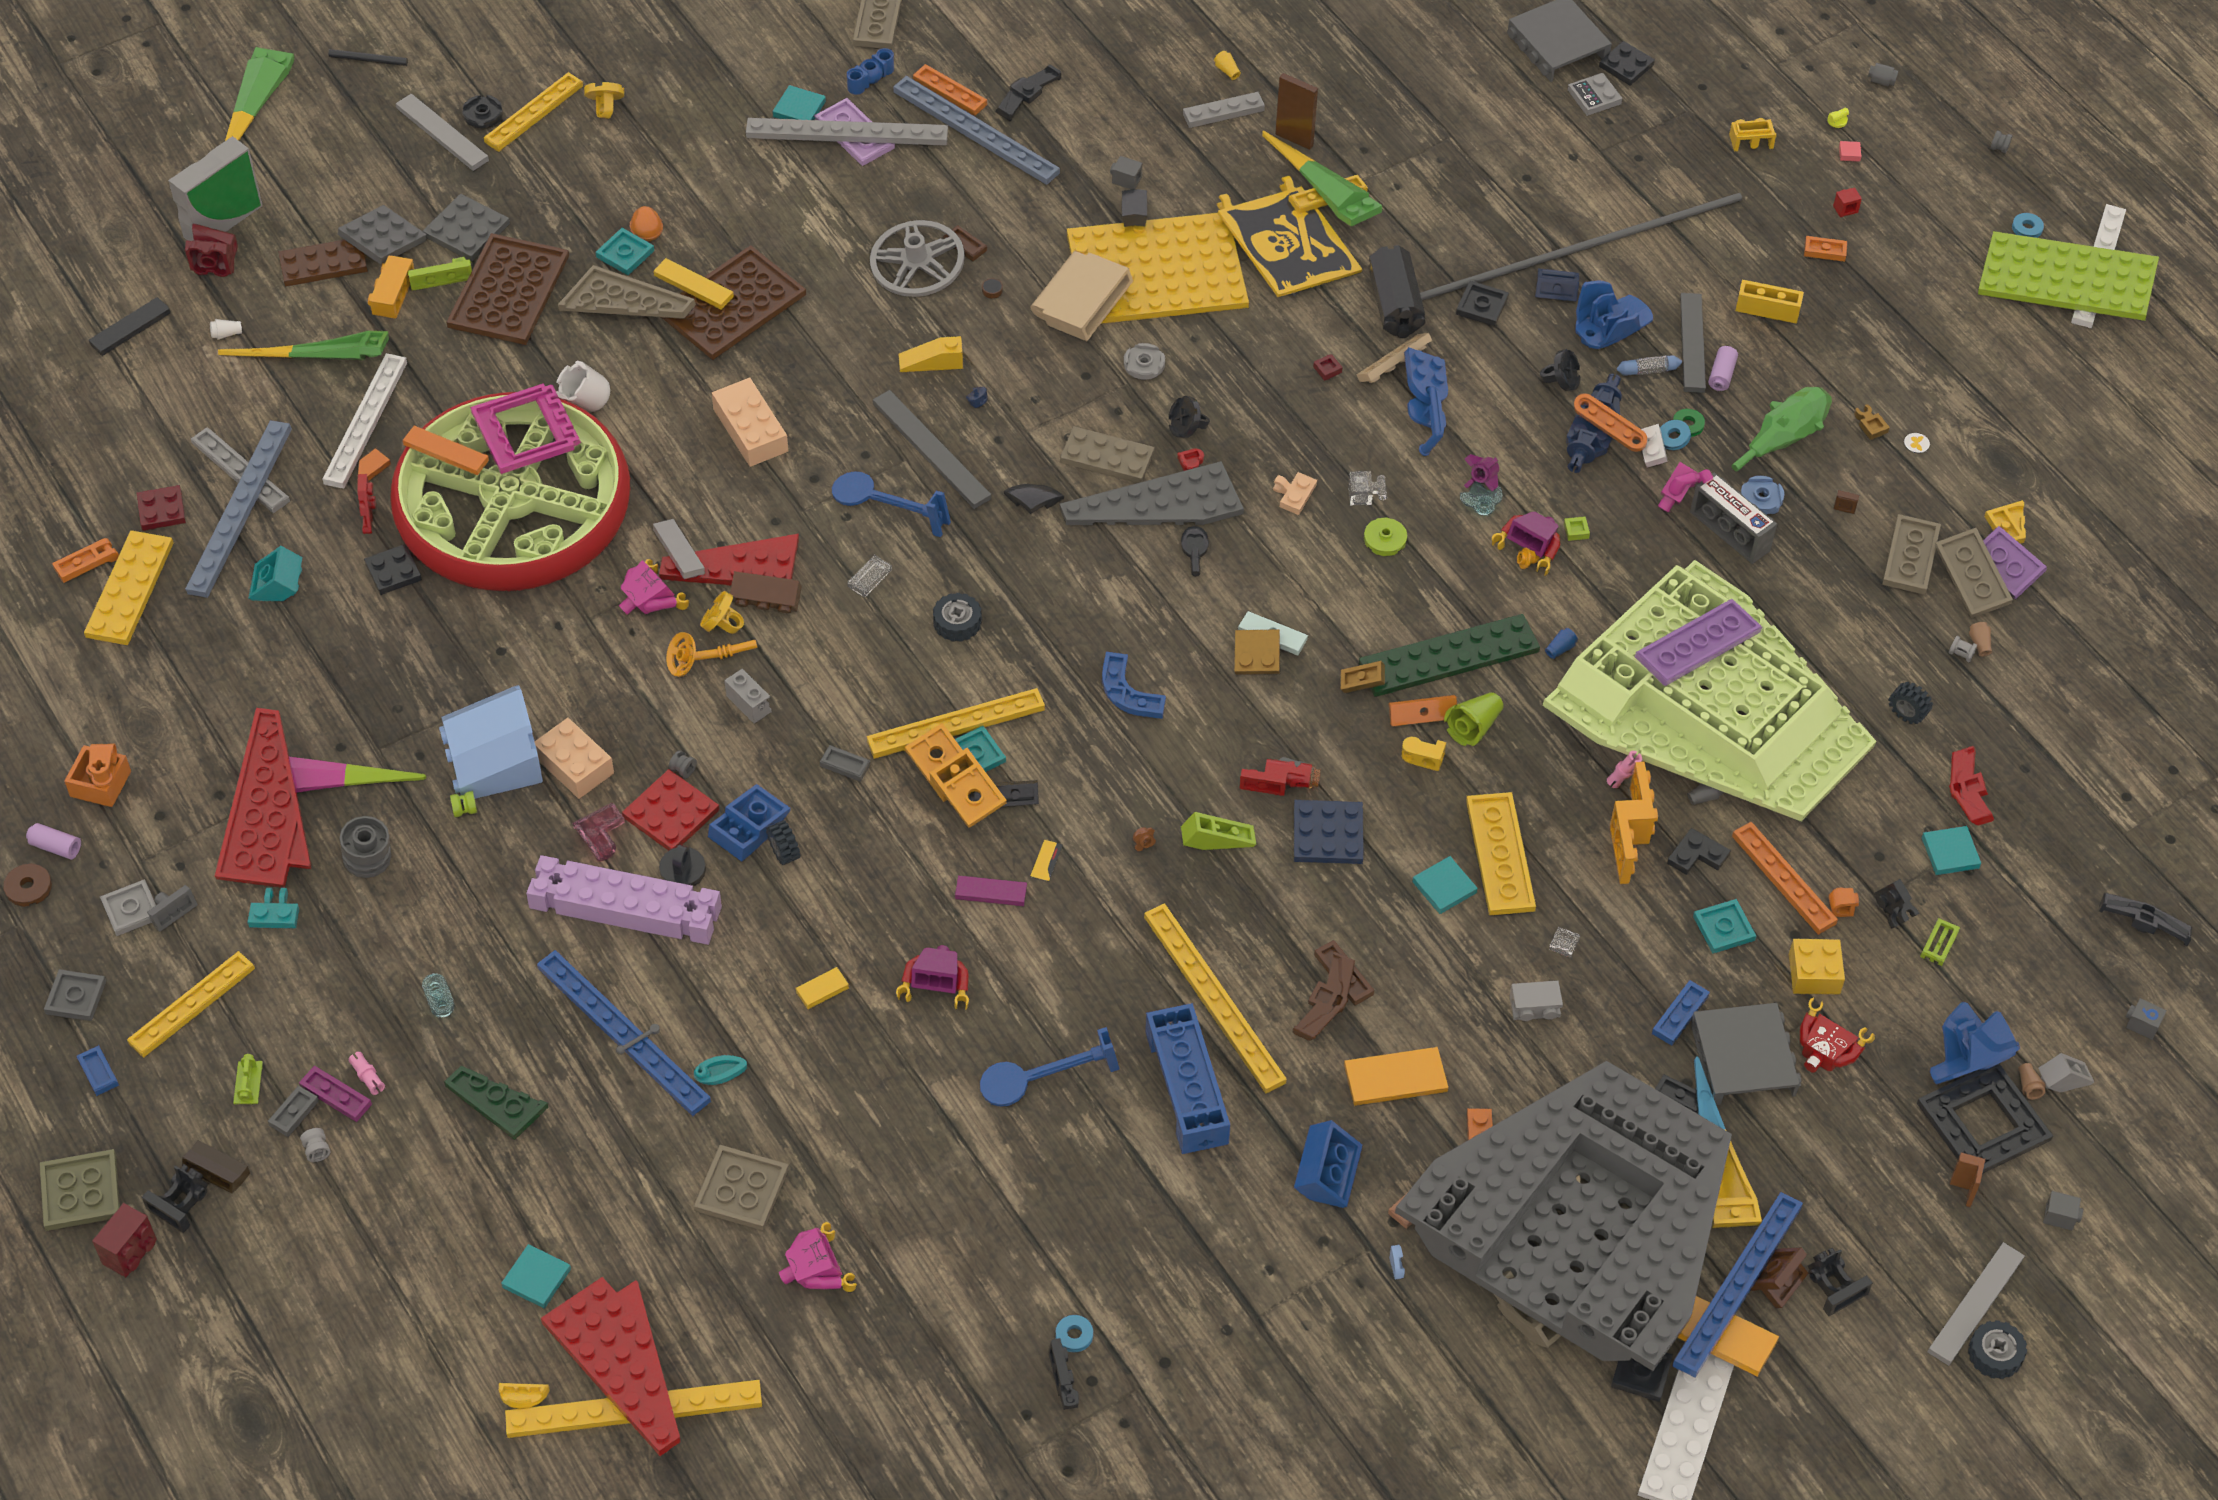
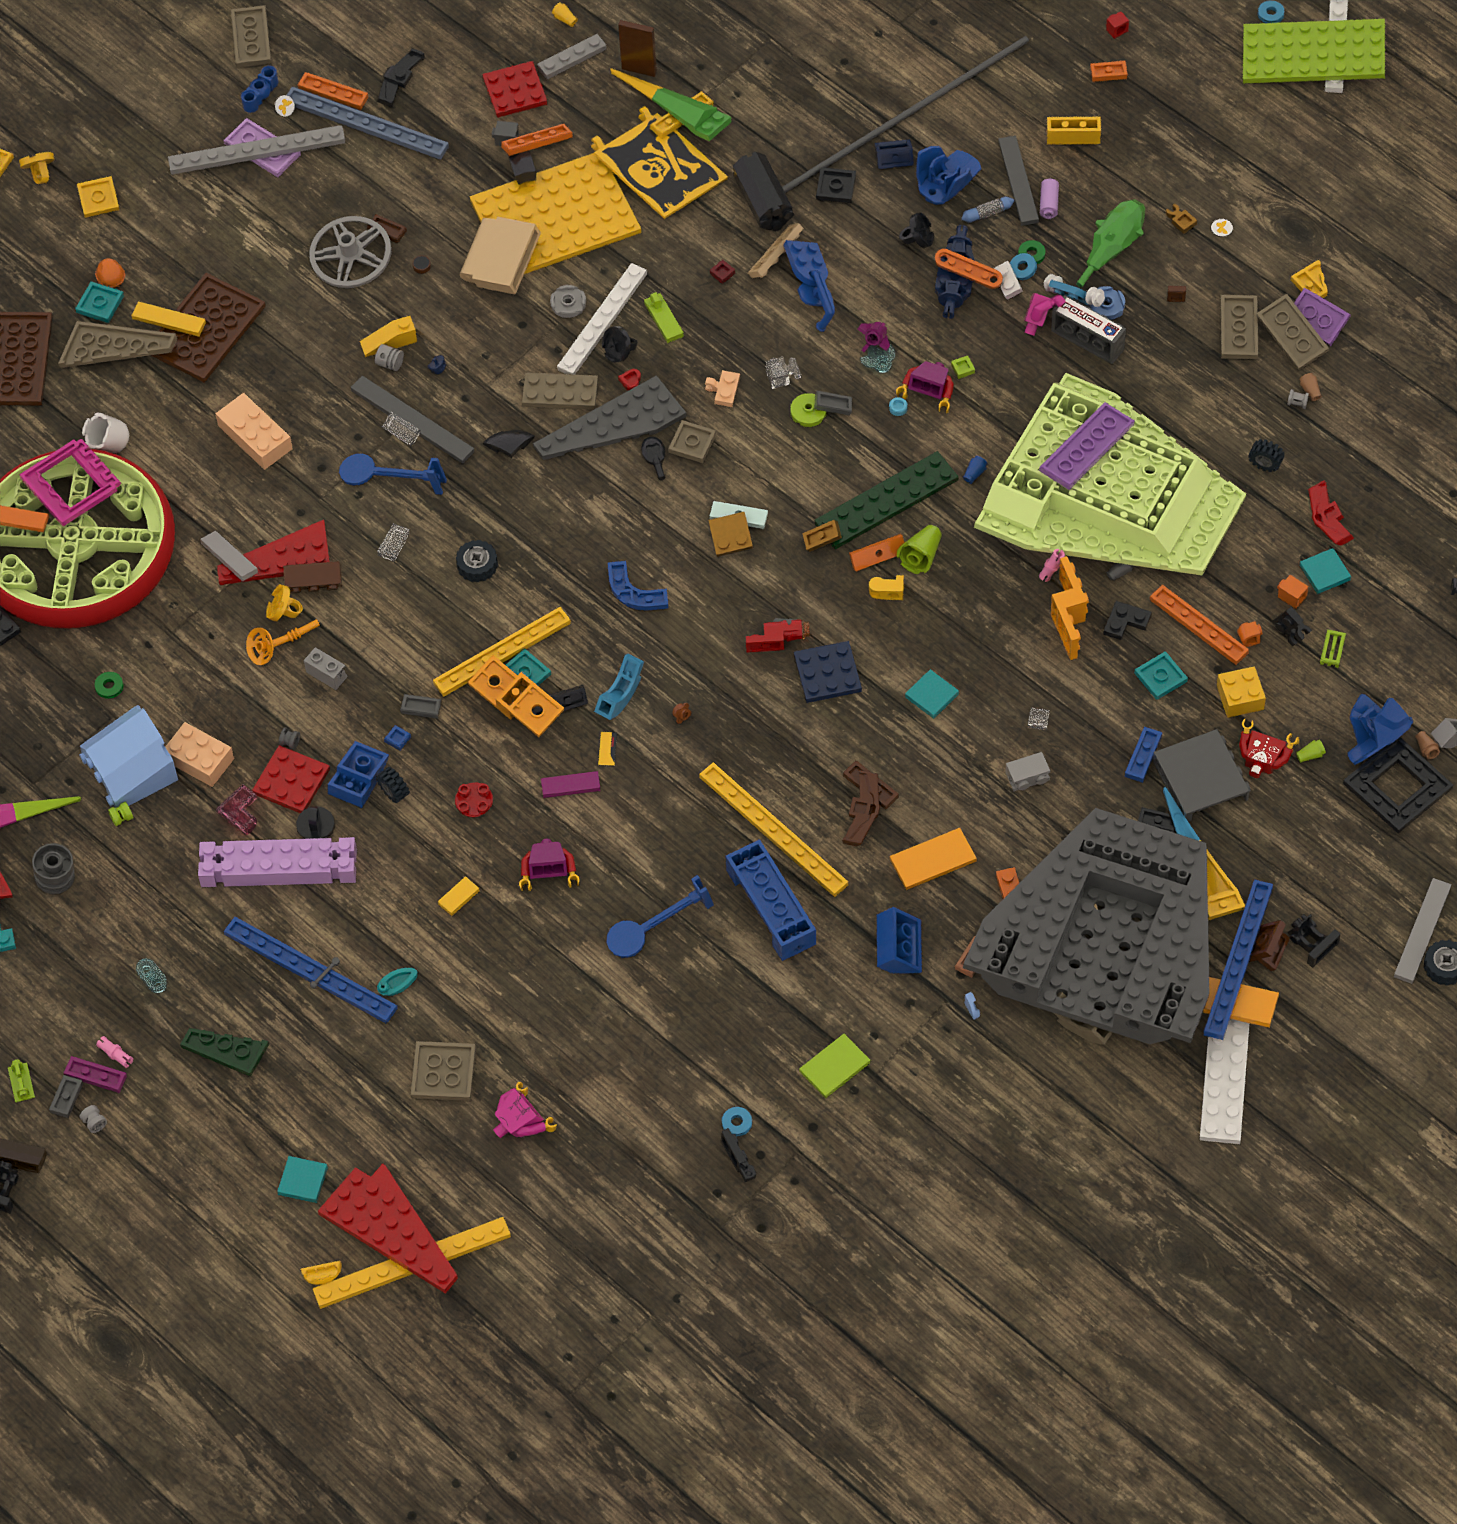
camera: 10 degrees left, 5 degrees up
(496, 651) = (109, 677): none -> green piece
(648, 590) = (215, 598): dark pink torso -> none
(659, 144) = (98, 196): none -> yellow plate
(799, 104) = (206, 134): teal tile -> none
(807, 792) = (397, 737): none -> blue tile
(873, 881) = (473, 799): none -> red dish
(892, 94) = (284, 105): none -> white sticker
(915, 455) = (401, 428): none -> clear tile
(927, 378) = (389, 357): none -> light grey piece
(1082, 797) = (617, 697): none -> dark azure arch
(1150, 130) = (514, 89): none -> red plate
(1158, 185) = (536, 139): none -> orange tile
(1180, 386) = (602, 319): none -> white plate
(1211, 1294) = (834, 1065): none -> lime tile
(1212, 832) = (738, 694): lime slope -> none
(1241, 541) = (692, 441): none -> dark tan plate
(1247, 401) = (663, 317): none -> lime hinge
(1415, 534) = (833, 403): none -> dark grey tile
(1490, 555) = (898, 406): none -> medium azure tile
(1500, 853) = (970, 657): yellow plate -> none
(1526, 558) = (929, 402): light orange plate -> none
(1640, 1380) = (1180, 1051): black plate -> none
(1746, 481) = (1092, 296): none -> plate
(1886, 1056) = (1311, 751): none -> lime cone
(1906, 864) = (1292, 591): none -> orange brick
(1968, 1175) = (1395, 831): dark orange panel -> none

